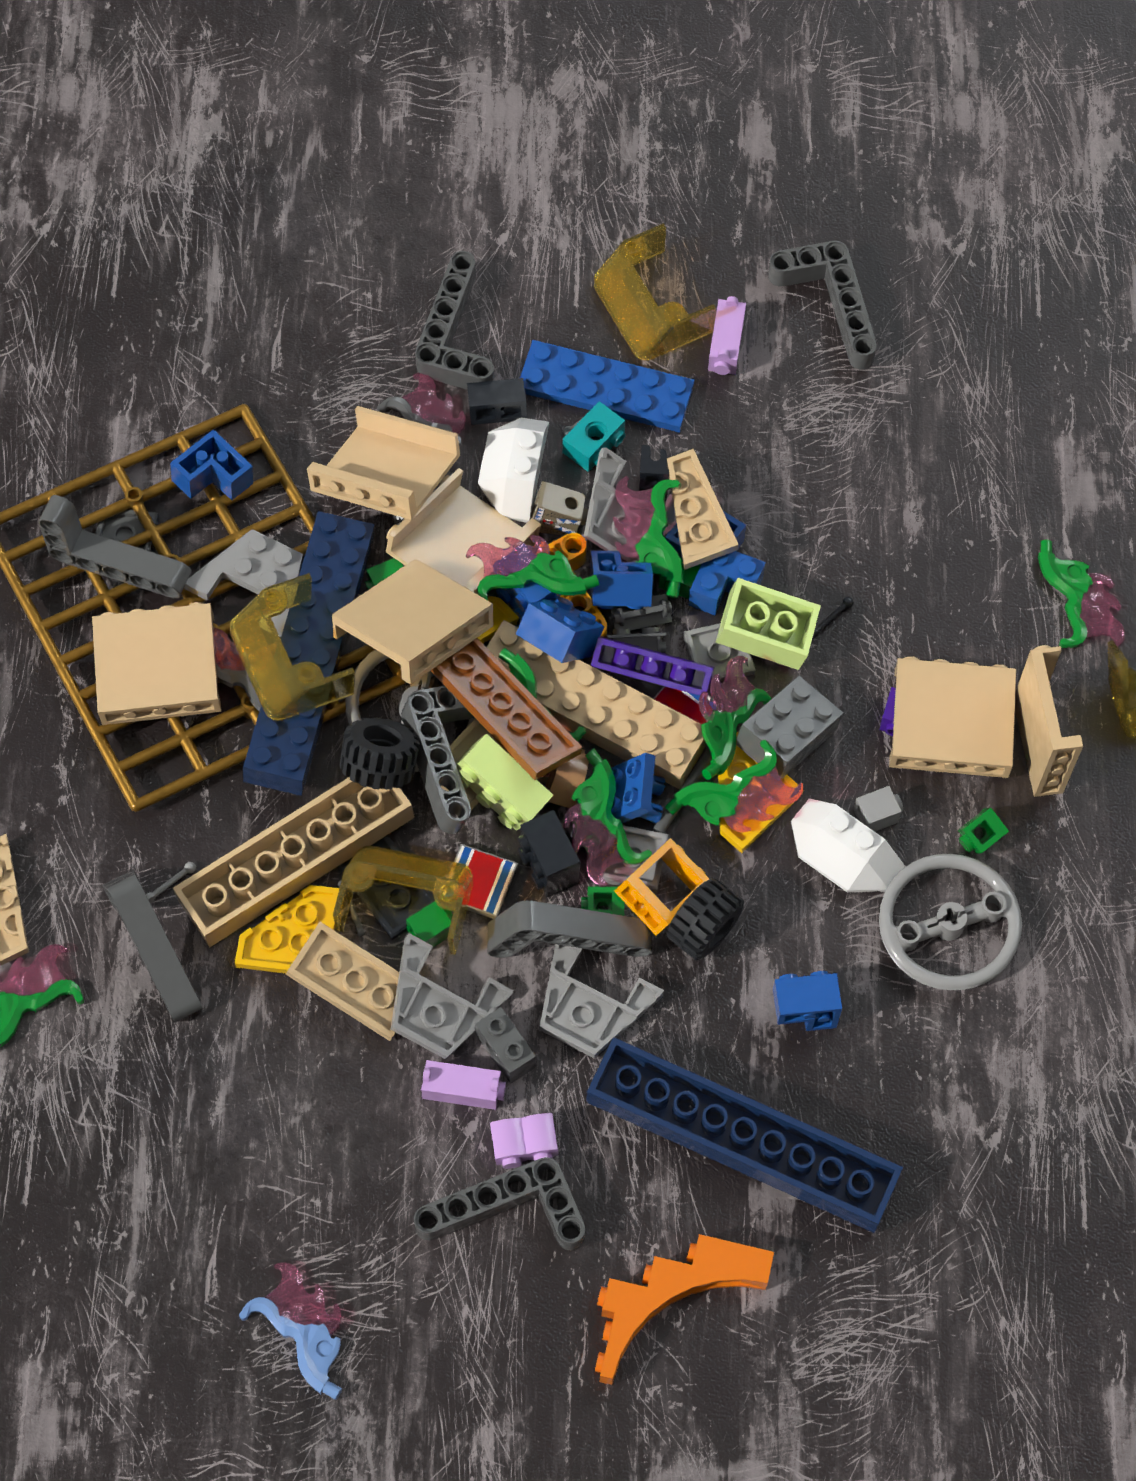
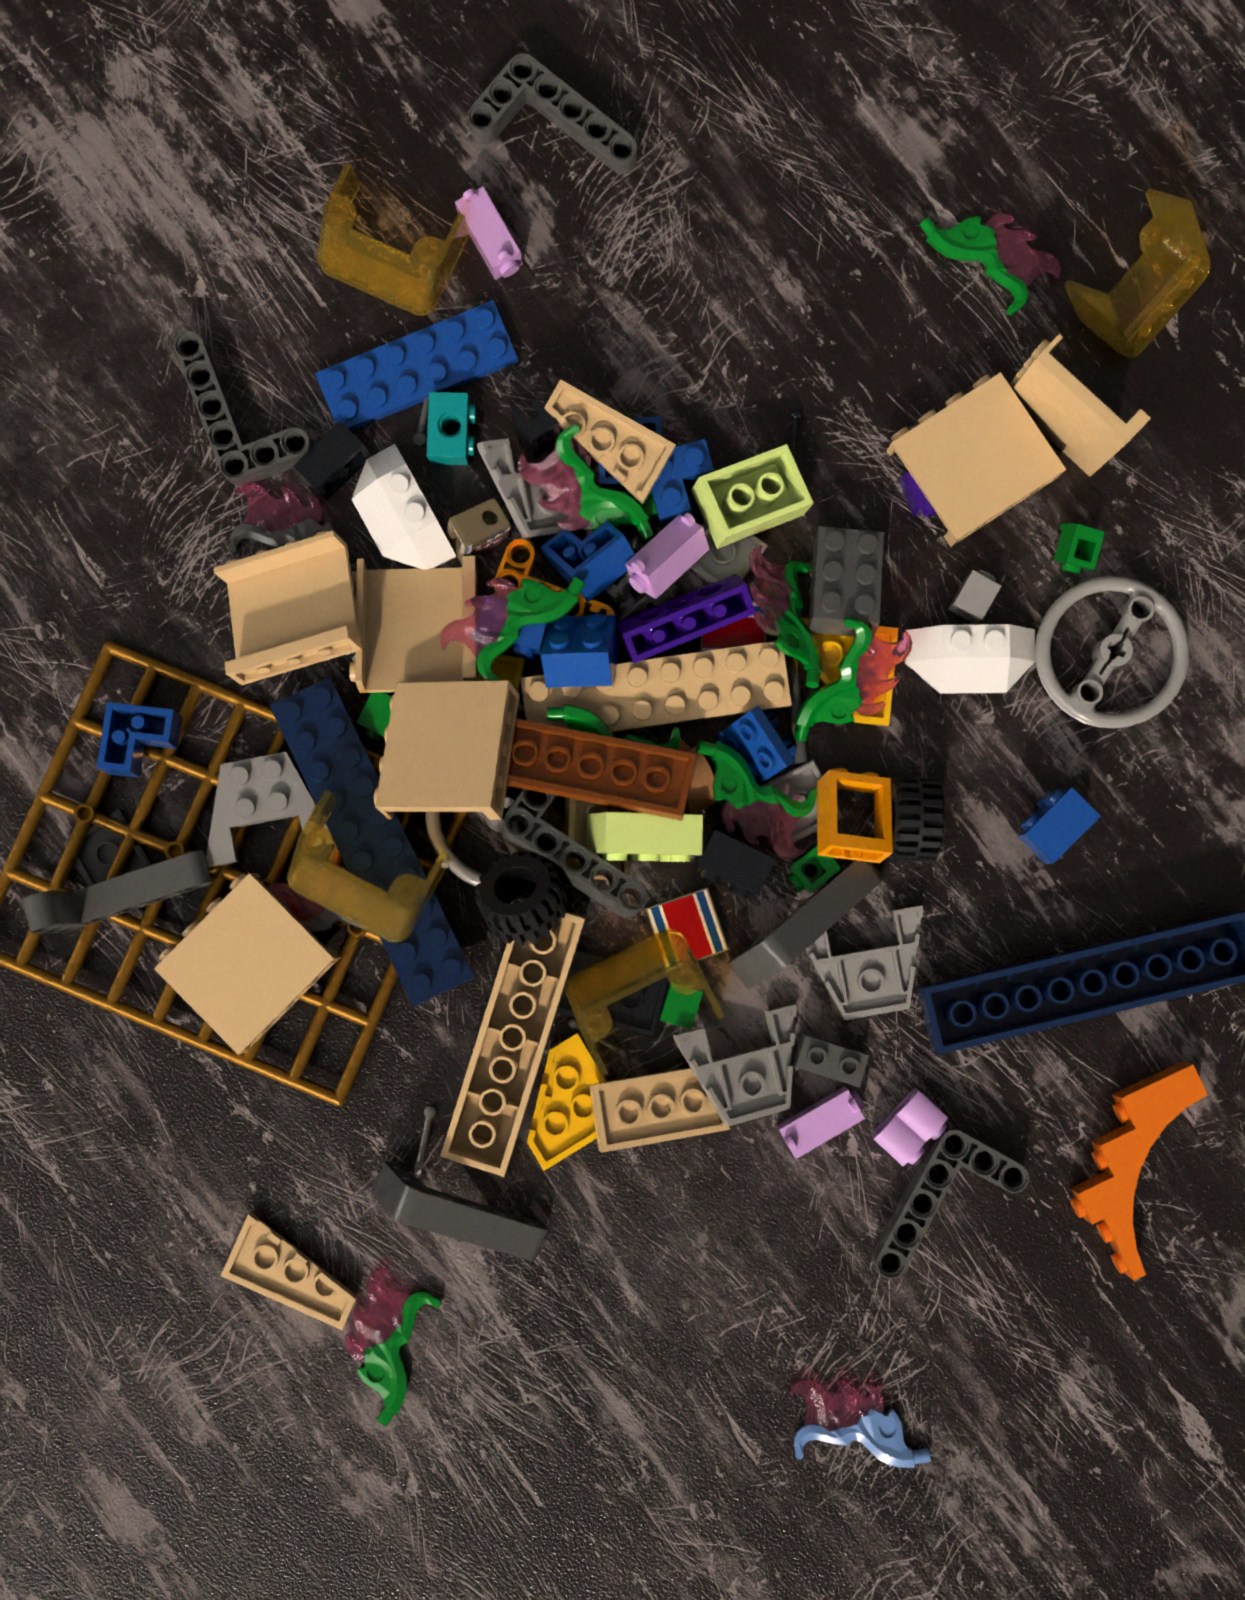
camera: 35 degrees left, 20 degrees up
(674, 617) = (667, 556): none -> lavender brick

